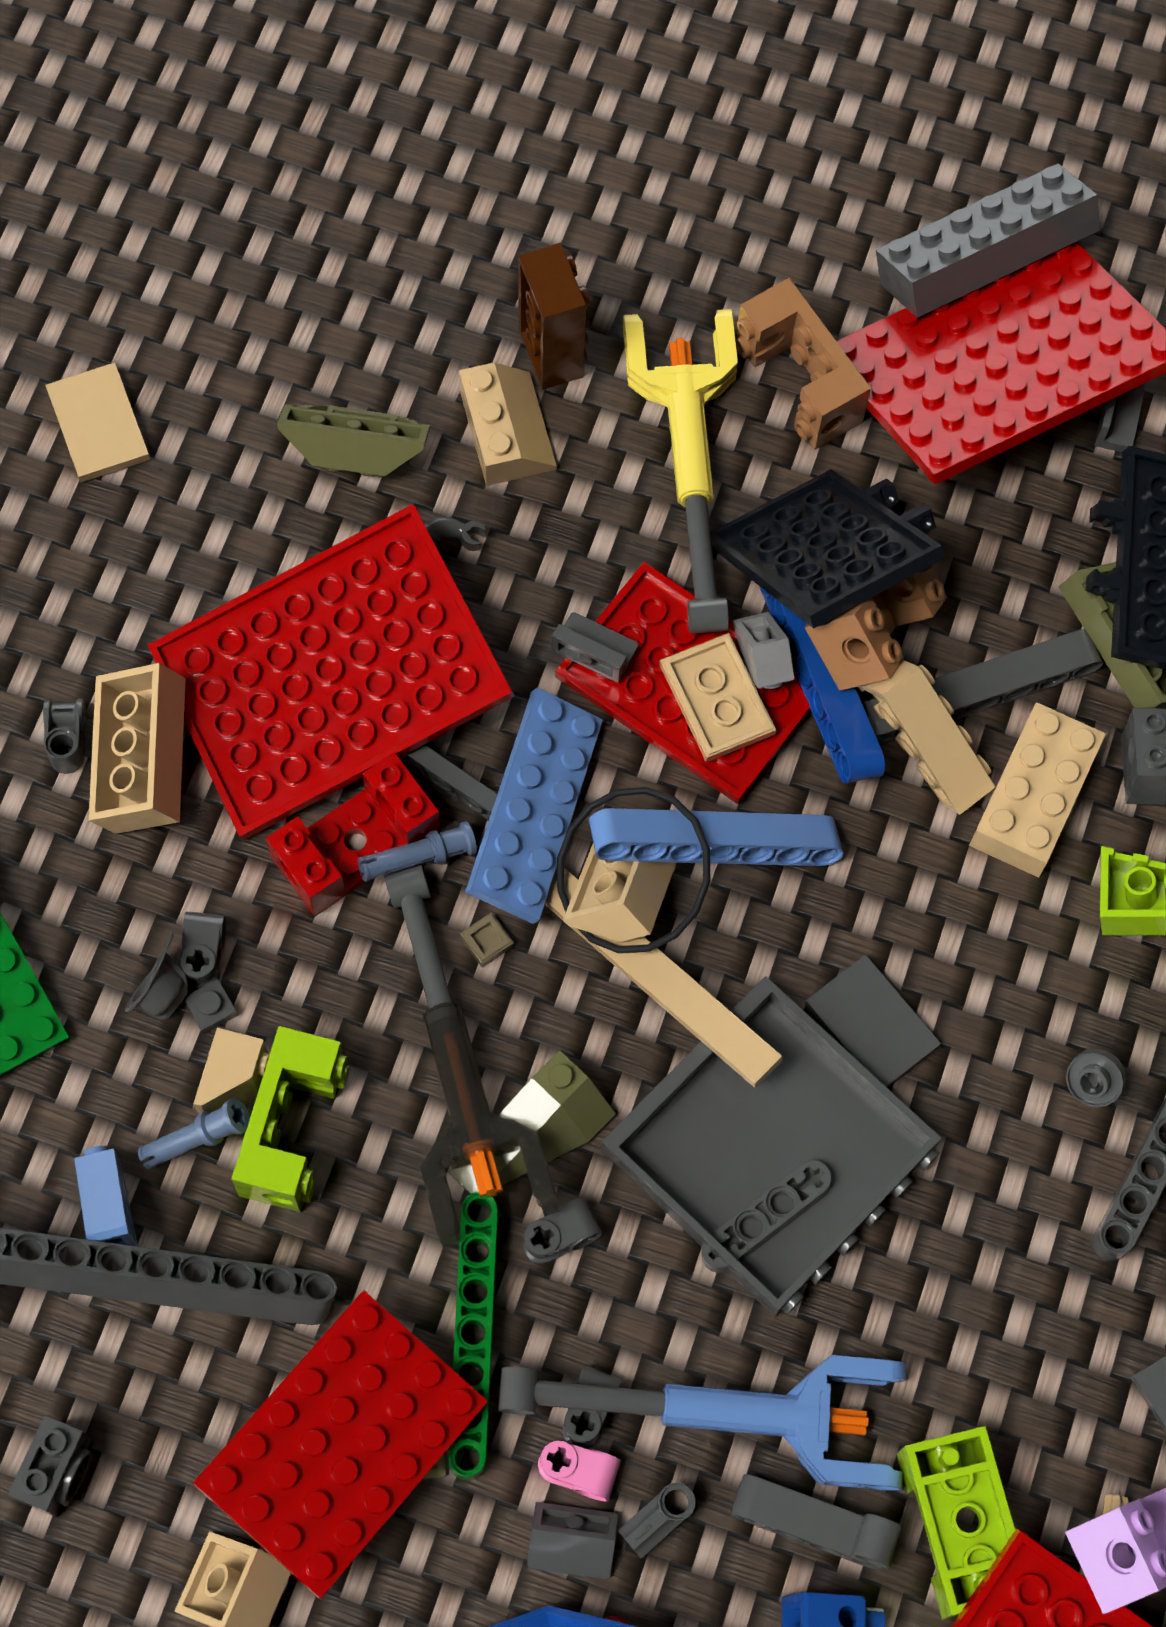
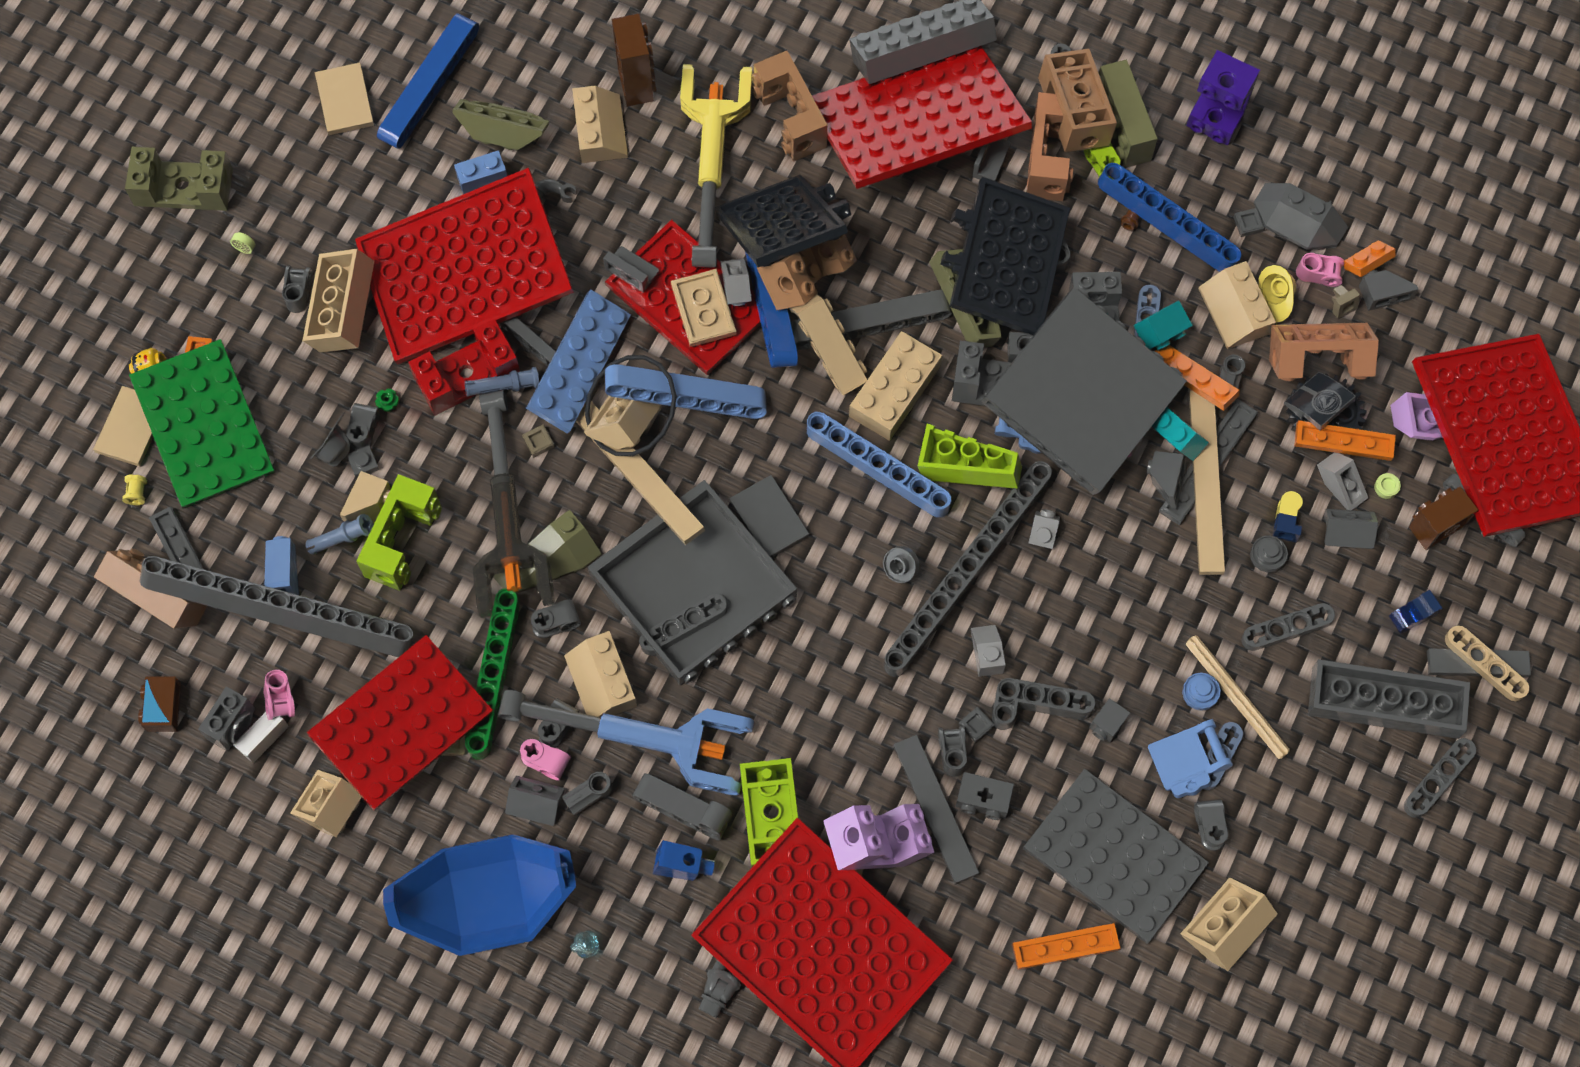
camera: 10 degrees right, 0 degrees up
(108, 1484) = (260, 736): none -> white panel
(130, 1424) = (278, 699): none -> bright pink piece
(226, 381) = (428, 81): none -> blue beam
(237, 909) = (388, 405): none -> green plate
(332, 518) = (480, 171): none -> medium blue brick
(648, 1321) = (600, 676): none -> tan slope
(1051, 919) = (884, 474): none -> medium blue beam

